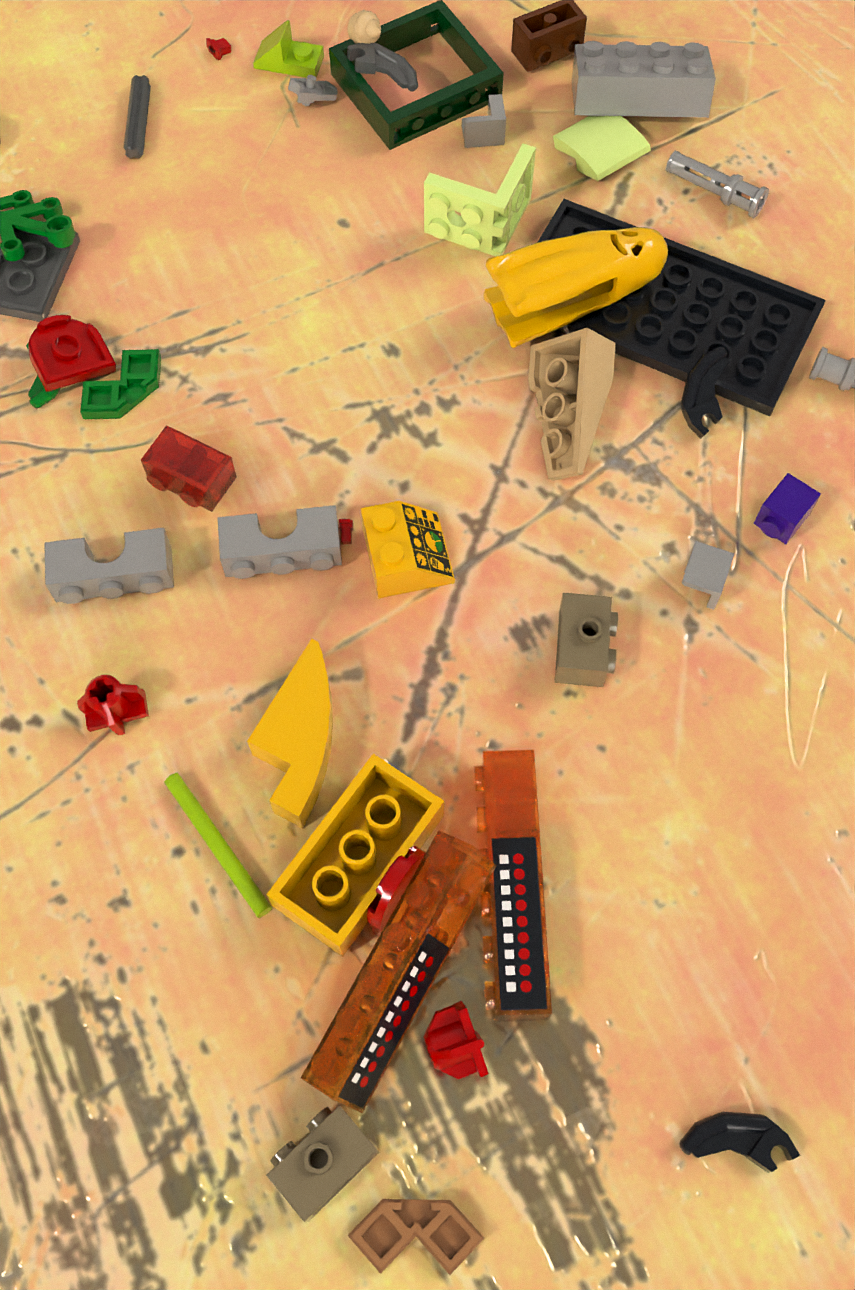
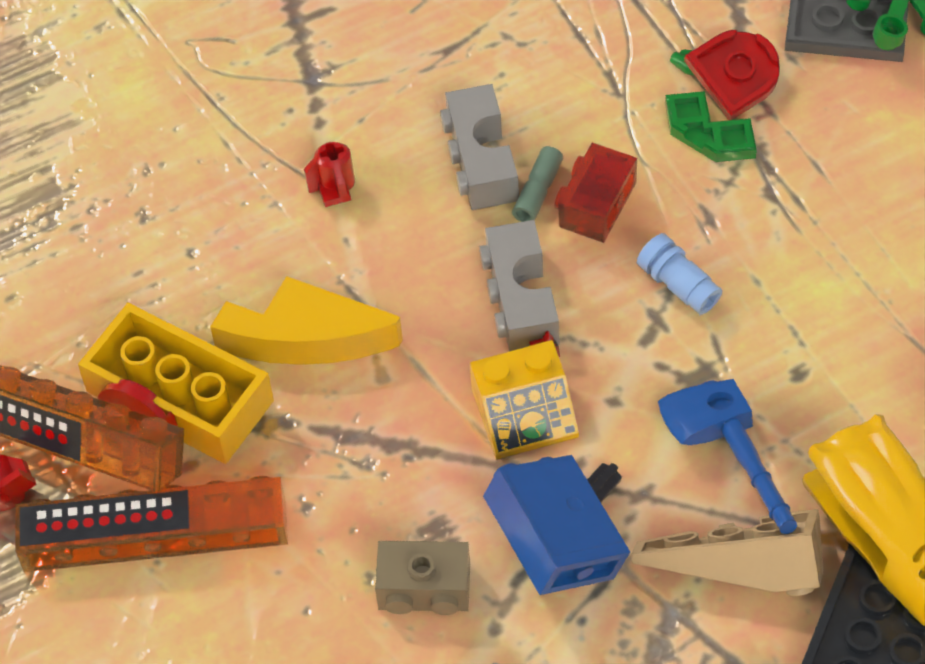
camera: 90 degrees right, 10 degrees down
(151, 518) = (539, 181): none -> sand green piece
(218, 845) = (205, 273): lime bar -> none
(288, 416) = (683, 277): none -> light blue axle
(432, 404) = (717, 412): none -> blue piece
(549, 519) = (558, 521): none -> blue piece

